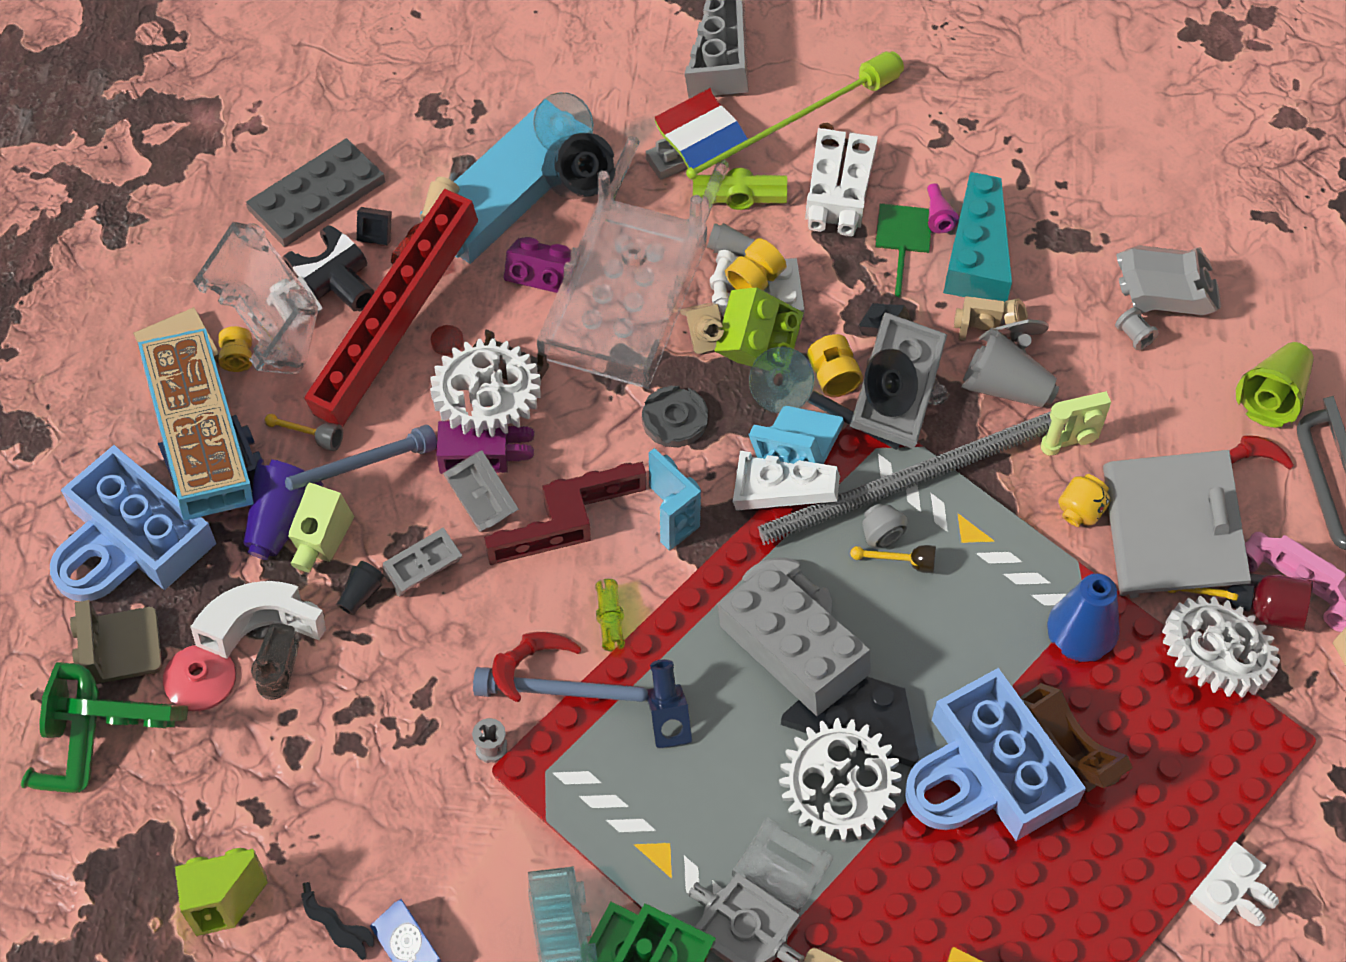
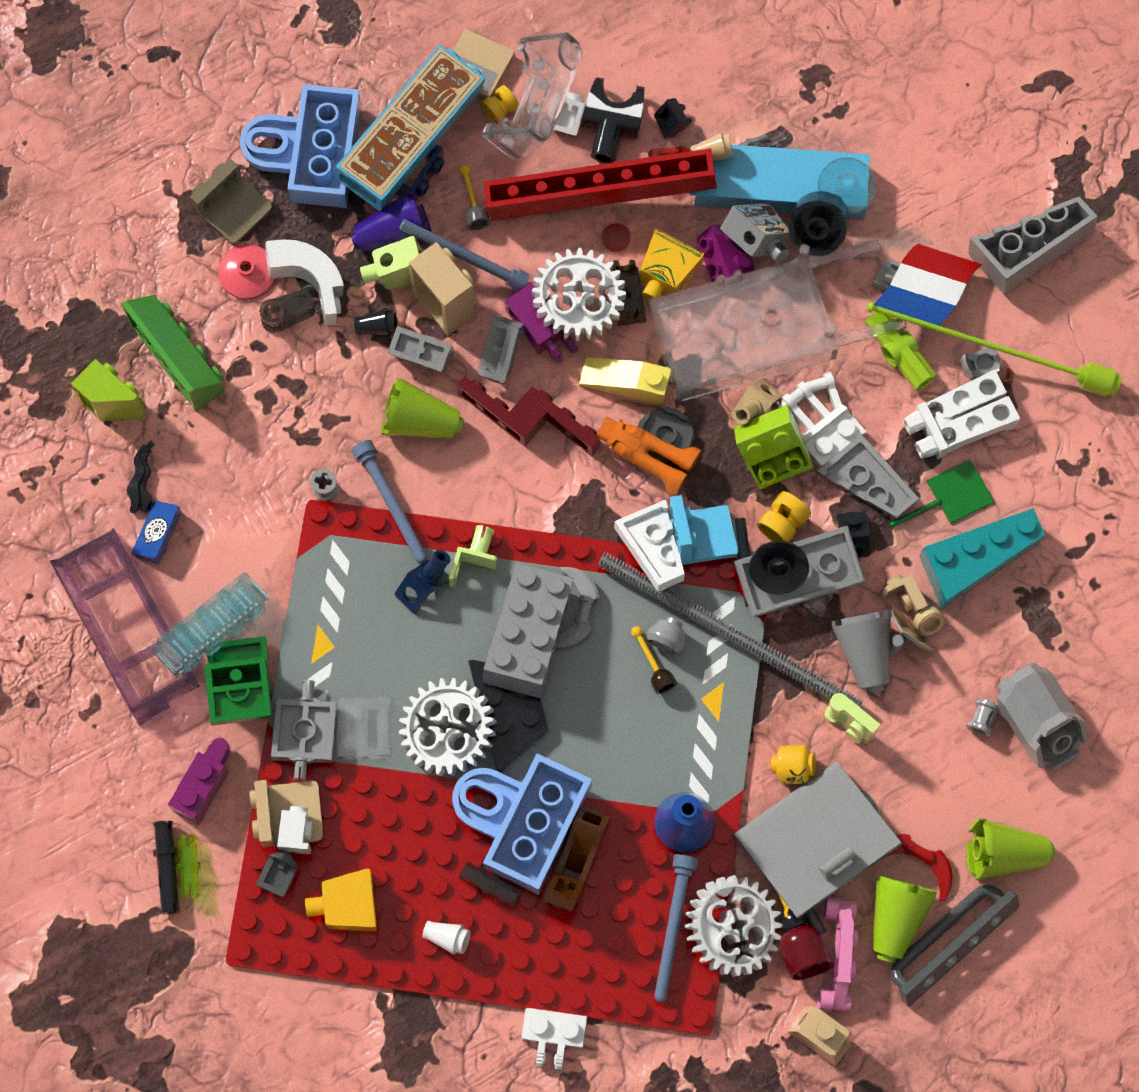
camera: 55 degrees right, 15 degrees up
(83, 712) = (170, 227): green plate -> none
(225, 796) = (173, 350): none -> bright green slope
(315, 192) = (675, 55): dark grey plate -> none
(381, 495) = (442, 288): none -> tan piece
(484, 606) = (419, 414): none -> lime cone
(505, 664) = (417, 462): red piece -> none
(512, 311) = (668, 265): none -> yellow torso
(536, 218) = (757, 230): none -> light grey torso
(597, 408) = (627, 379): none -> light yellow slope
(609, 614) = (471, 498): clear neon green pin -> none
(670, 435) = (633, 445): none -> orange piece
(674, 643) = (476, 554): none -> yellowish green bracket
(680, 499) = (575, 494): medium azure bracket -> none
(728, 239) = (845, 373): light grey cone -> none
(757, 267) = (820, 409): yellow wheel -> none
(797, 379) = (731, 492): clear light blue dish -> none
(799, 141) = (980, 363): none -> light grey hair
(844, 280) = (869, 477): none -> light grey wing
(941, 215) = (991, 508): dark pink cone -> none
(1039, 842) = (490, 884): none -> clear smoke pin
(1072, 919) = (448, 936): none -> white cone
(1134, 653) = (684, 869): none -> sand blue piece
(1294, 502) = (898, 916): none -> lime cone

